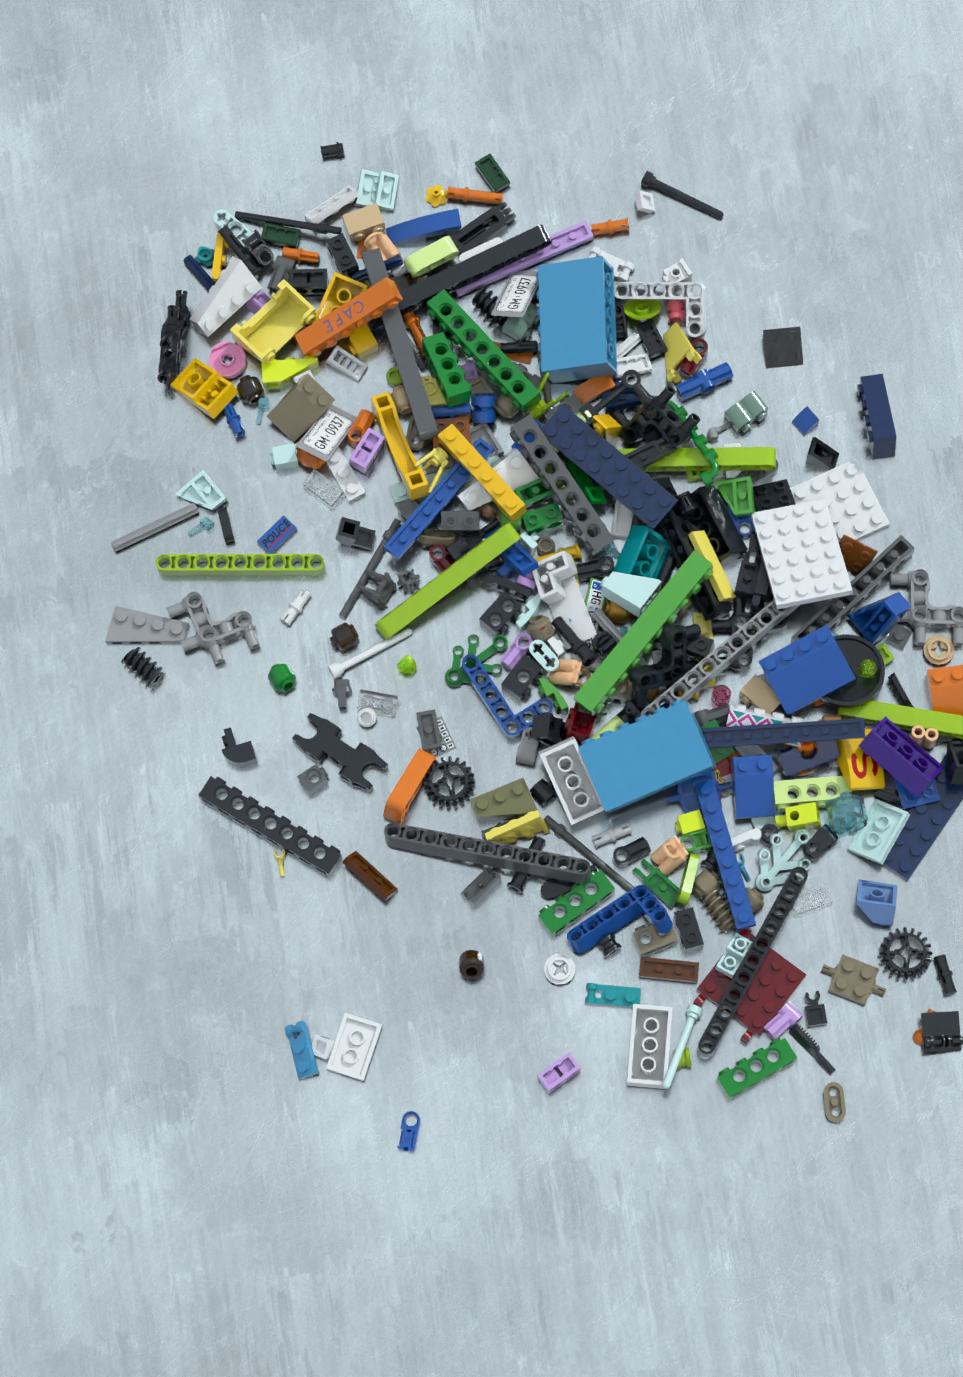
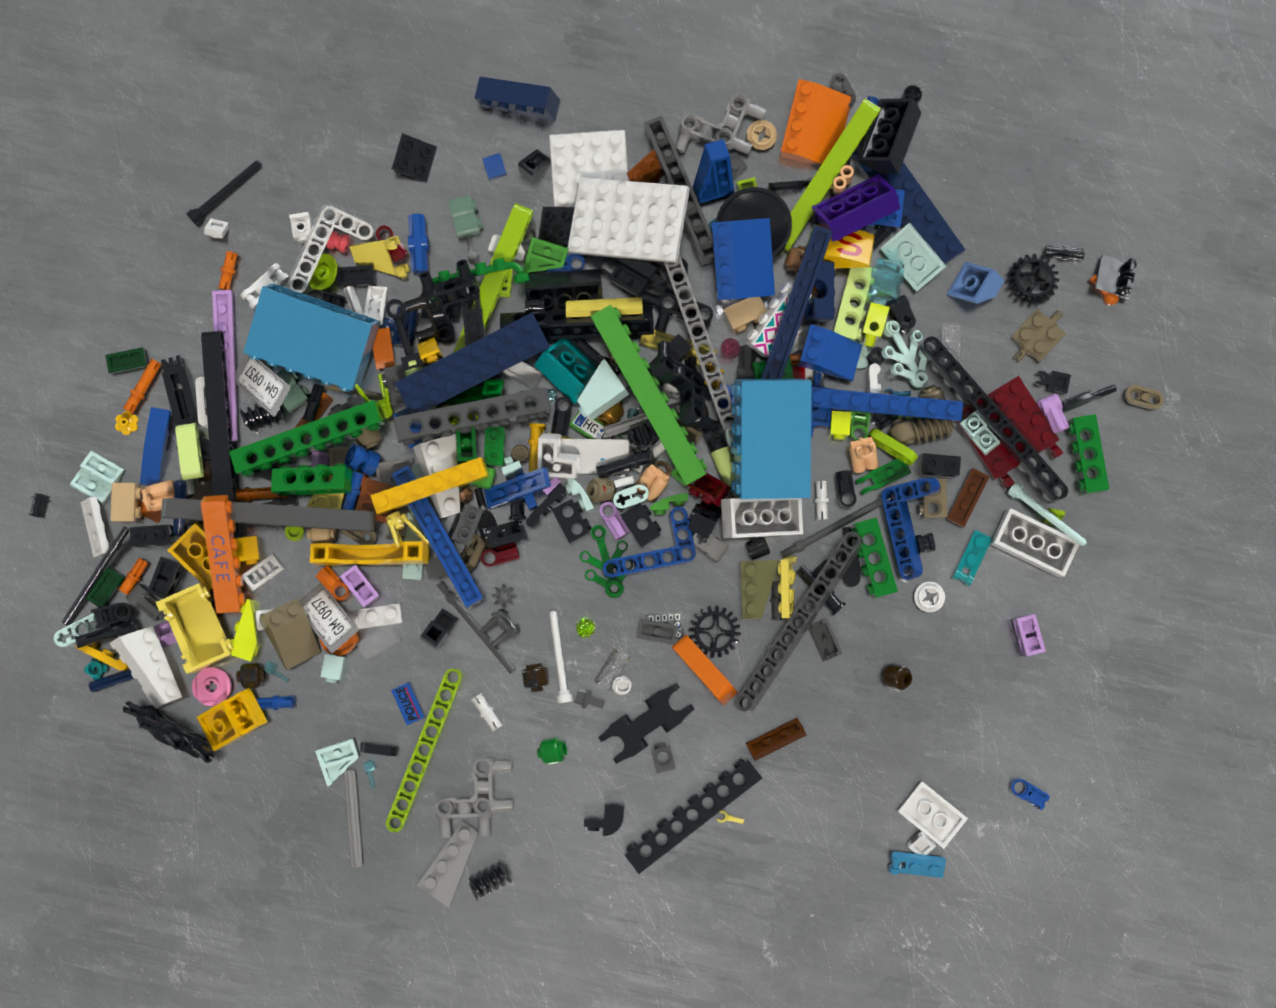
camera: 75 degrees left, 10 degrees up
(447, 580) = (522, 558): lime beam -> none
(867, 668) = (761, 204): clear neon green plate -> none

